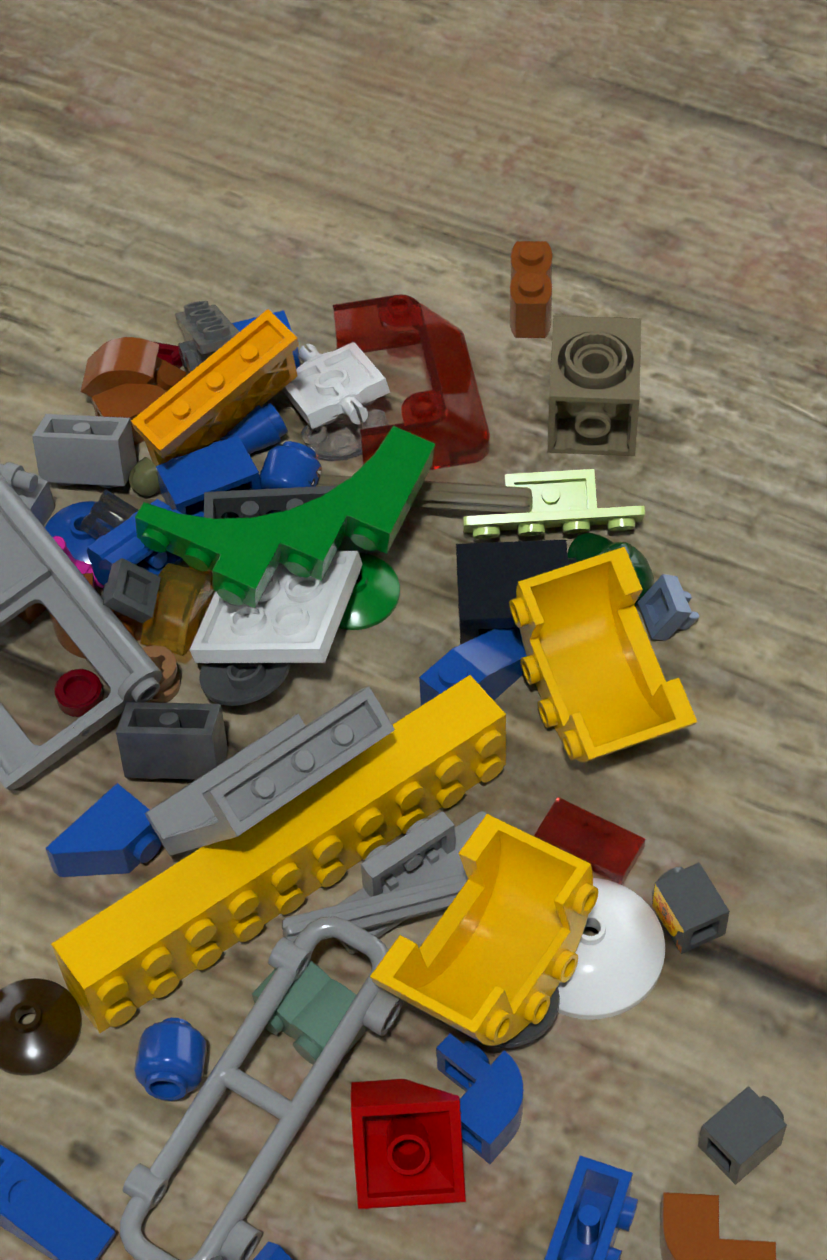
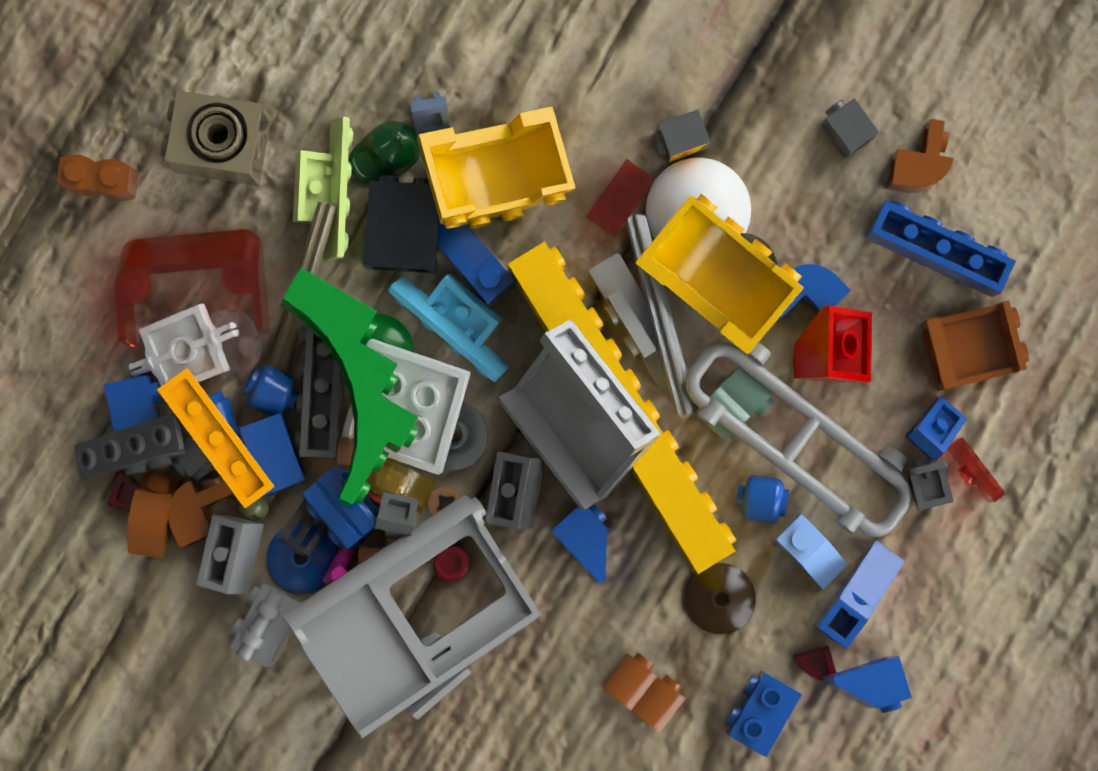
camera: 90 degrees left, 30 degrees up
(96, 1132) = (810, 550): none -> light blue slope
(398, 651) = (457, 318): none -> medium azure bracket

